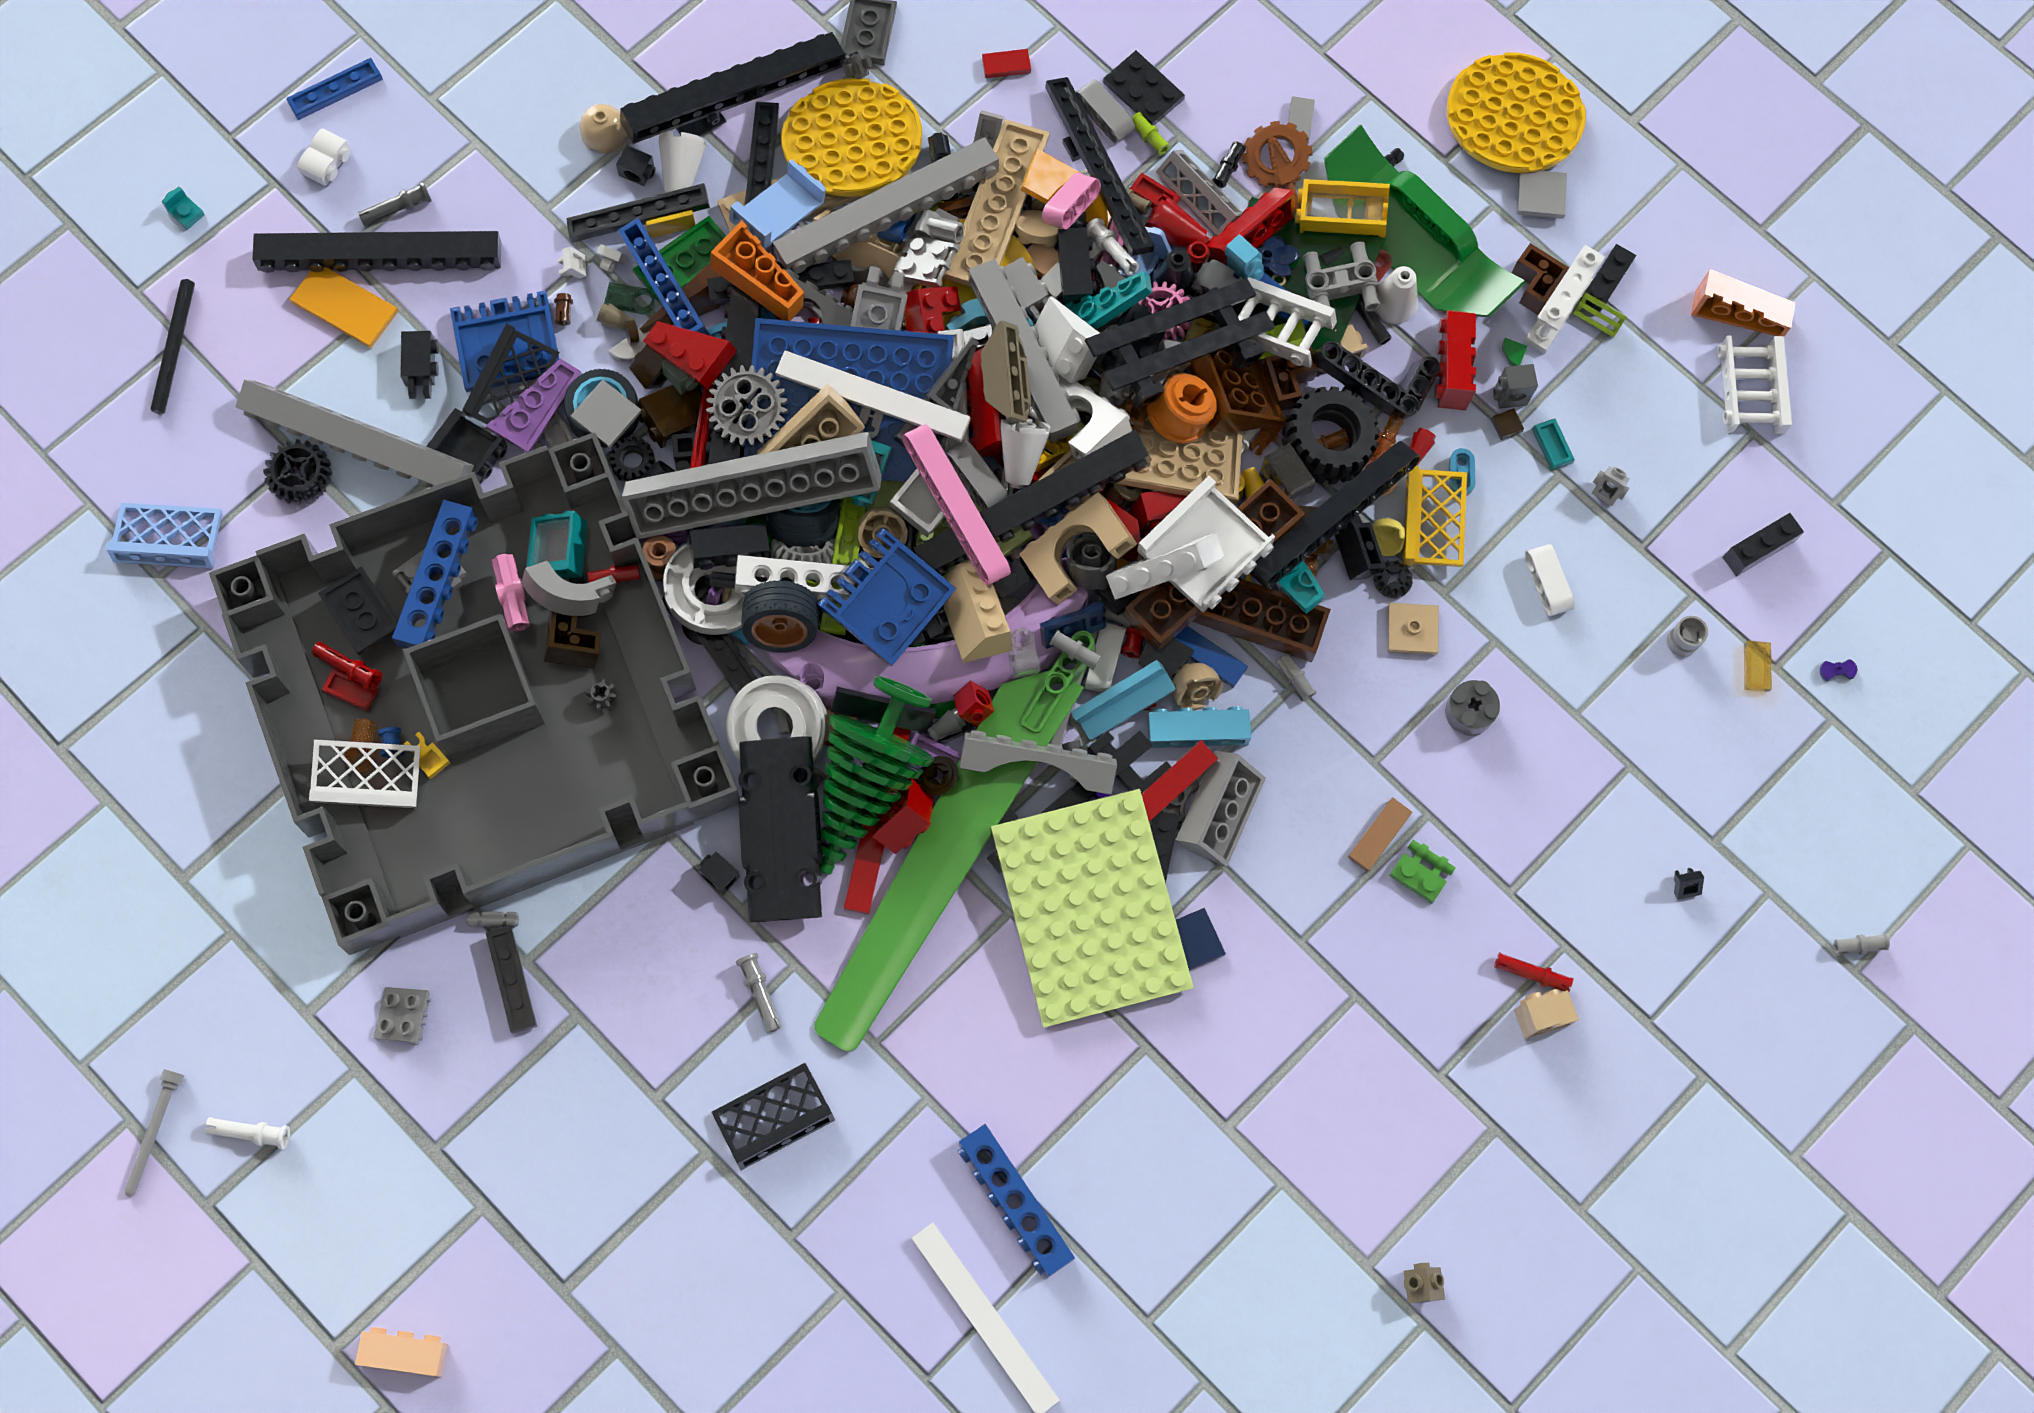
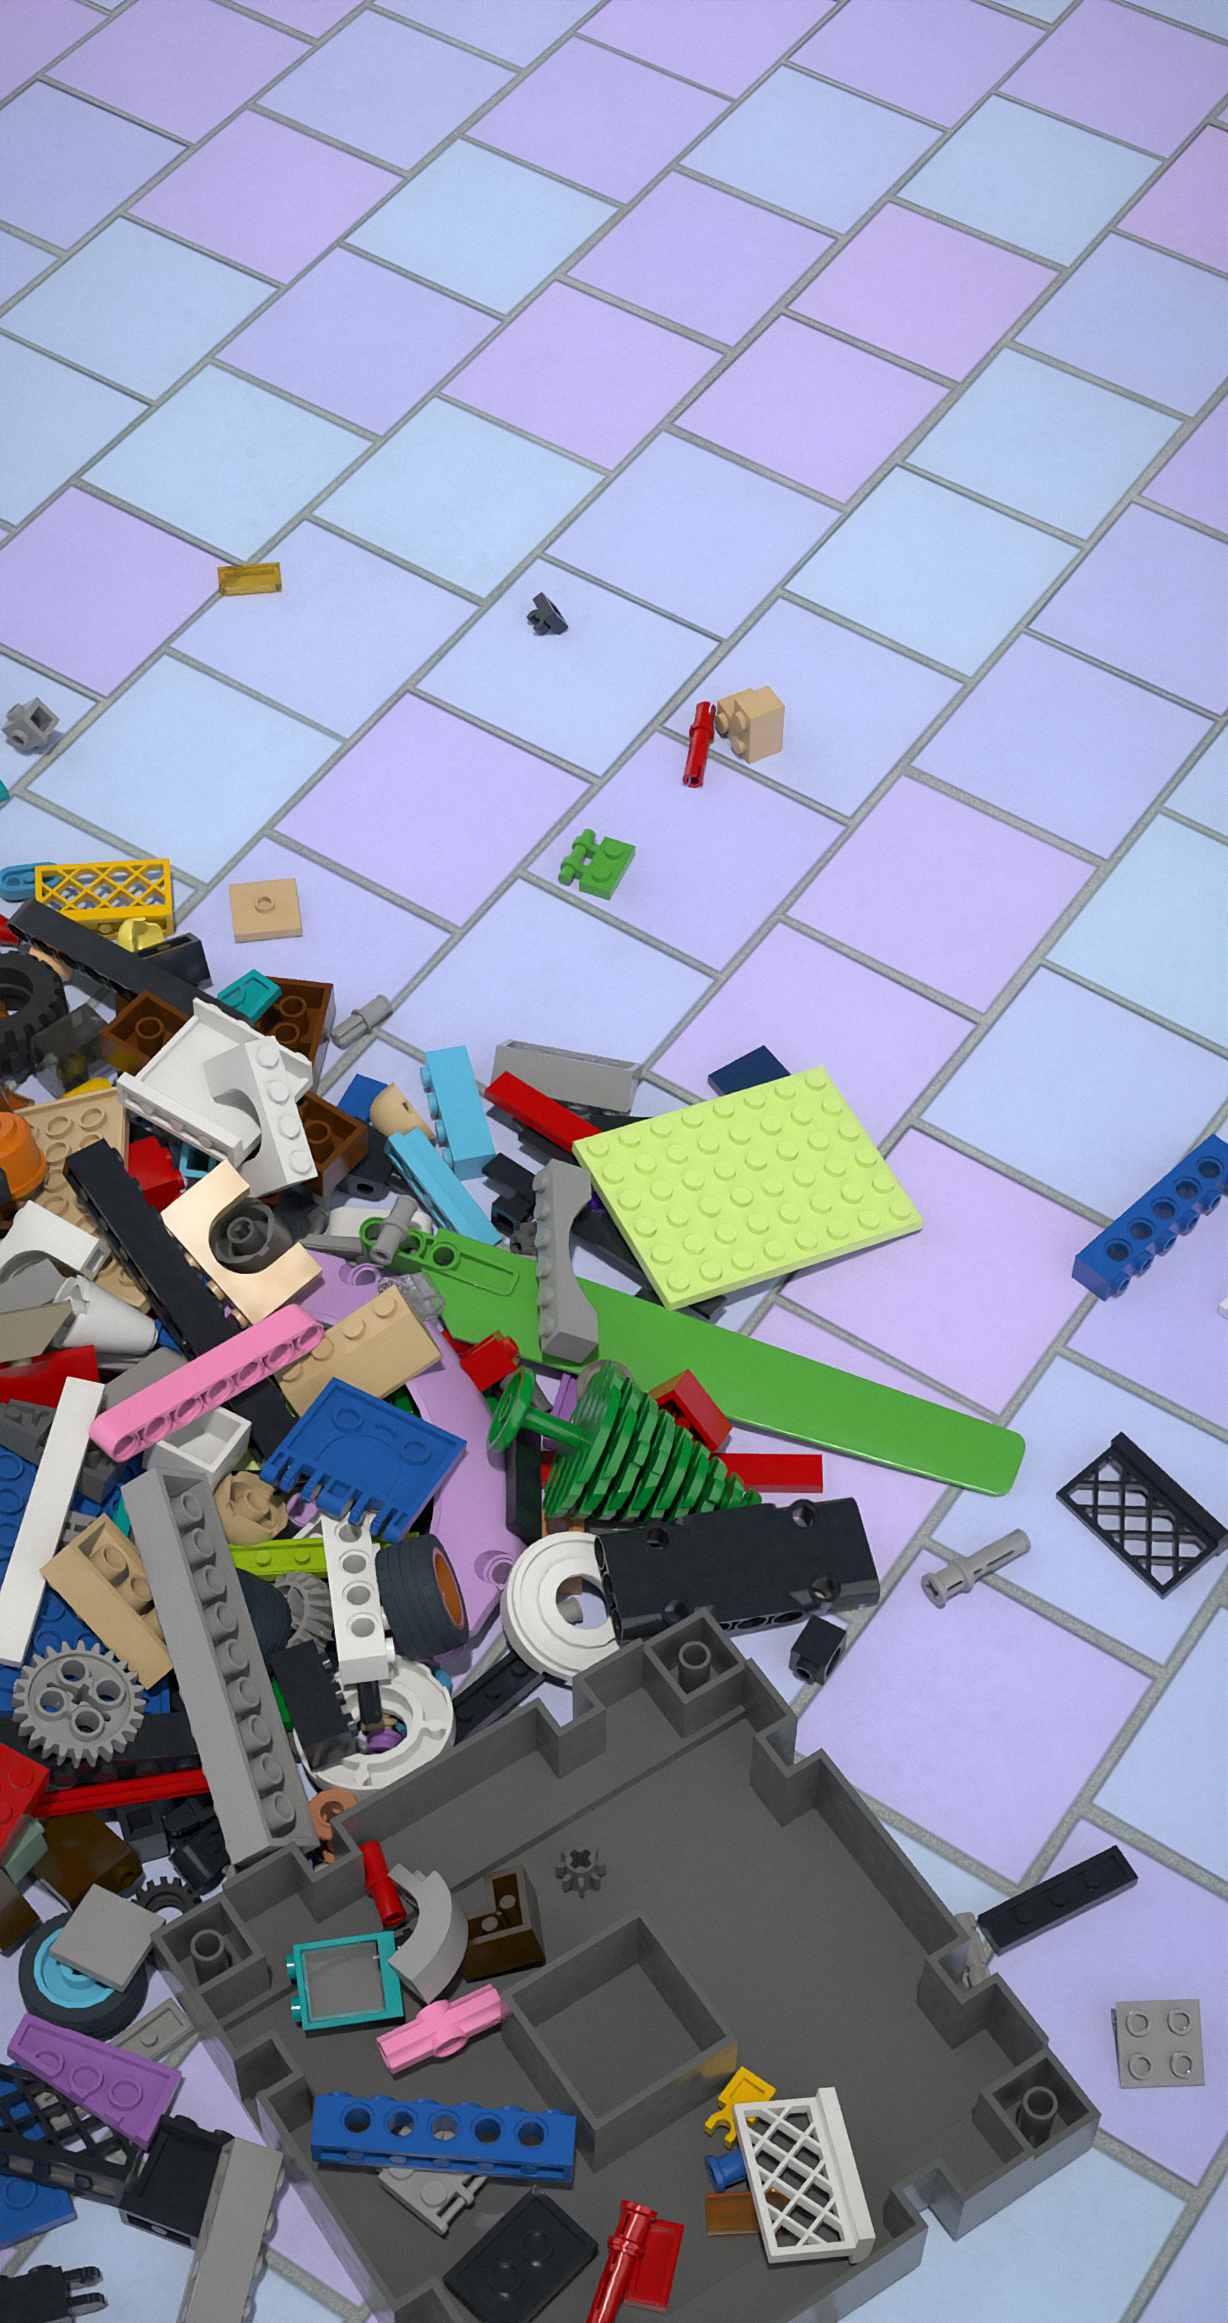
camera: 95 degrees left, 20 degrees down
(1074, 622) = (348, 1249): dark blue plate -> none
(1133, 644) = (349, 1199): red bush -> none
(1380, 834) = (558, 911): medium nougat tile -> none
(1394, 589) = (212, 933): black gear -> none
(1424, 1283) = (1114, 799): dark tan brick -> none
(1478, 695) = (367, 831): dark grey brick -> none
(1549, 580) = (171, 777): white beam -> none
(1687, 636) = (226, 636): light grey wheel -> none
(1763, 544) = (88, 580): black brick -> none
(1847, 669) = (241, 517): dark purple piece -> none
(1861, 944) = (581, 465): light grey pin -> none

